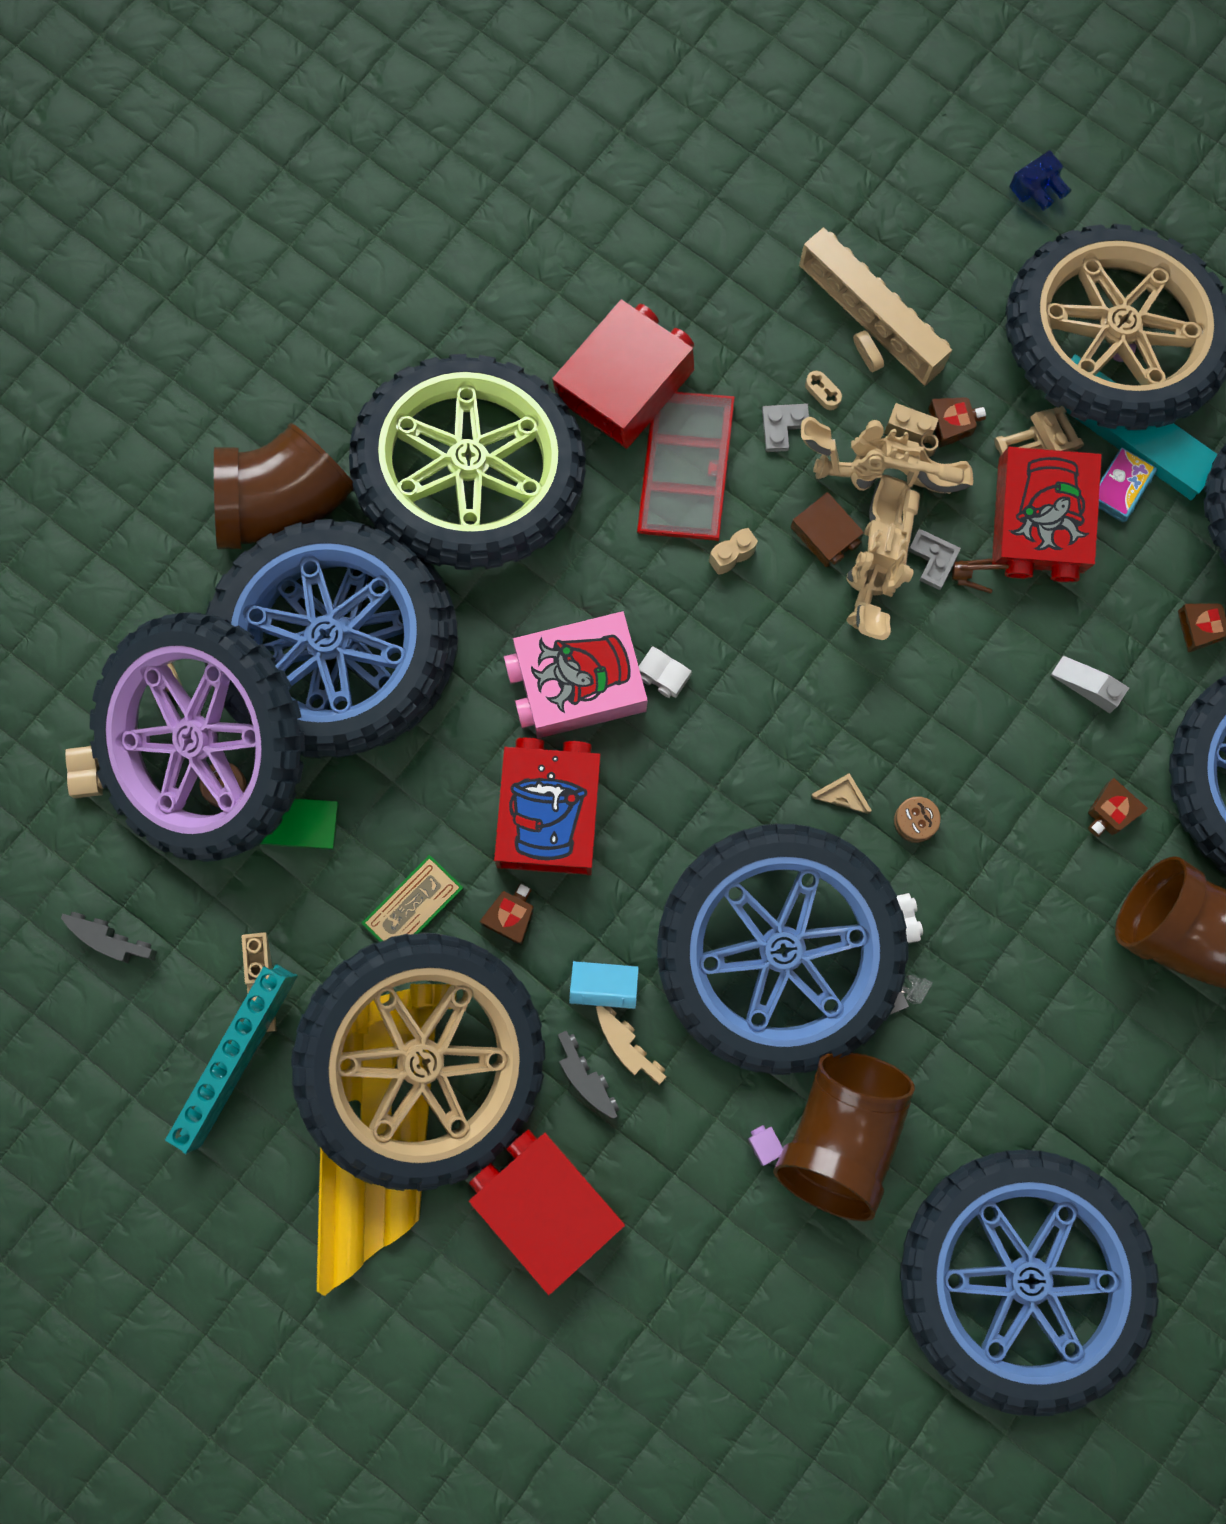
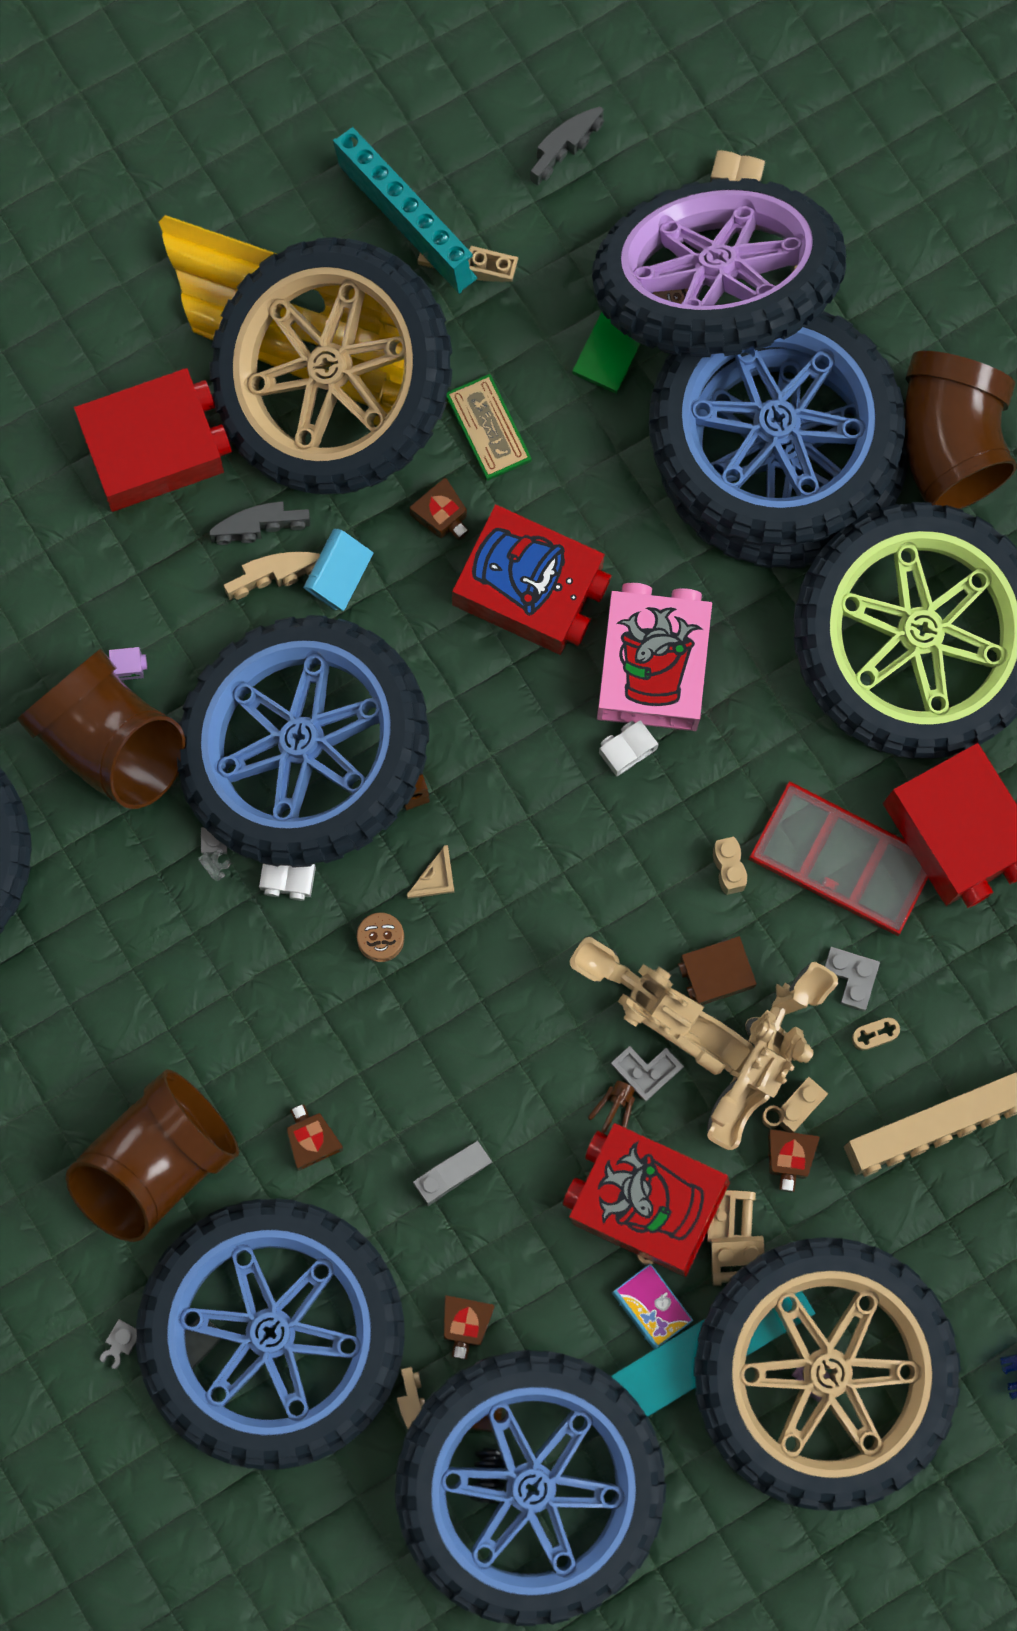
camera: 110 degrees right, 0 degrees up
(868, 351) = (902, 1098): tan beam -> none

